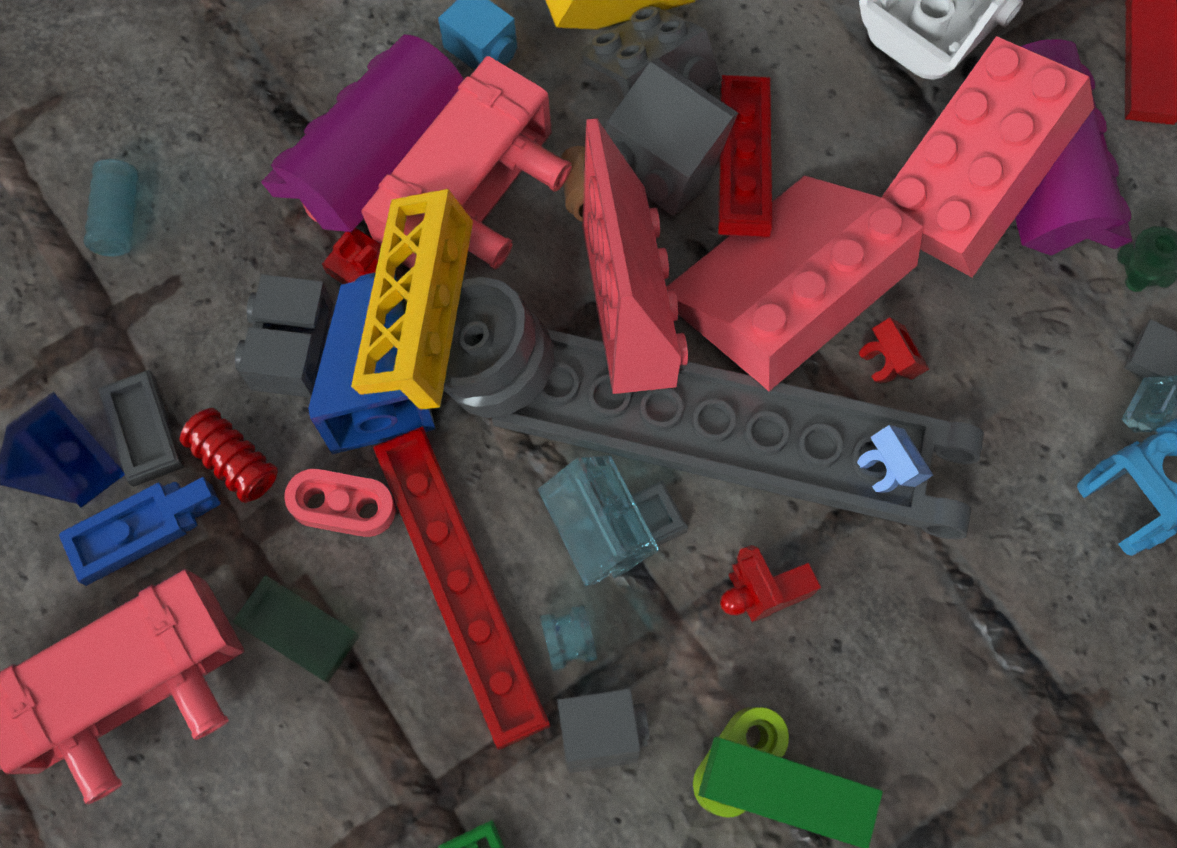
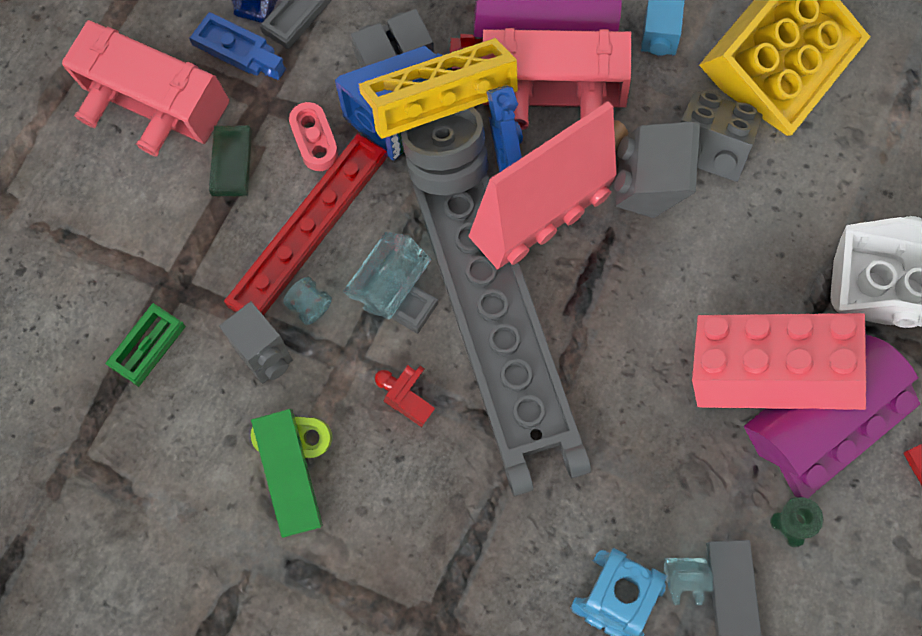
camera: 60 degrees right, 0 degrees up
(228, 455) = (305, 64): red piece -> none
(537, 282) = (504, 128): none -> blue hinge
(746, 159) = (686, 222): red tile -> none
(792, 292) = (620, 298): coral slope -> none
(899, 351) = (614, 388): red tile -> none
(900, 457) = (530, 419): light blue tile -> none

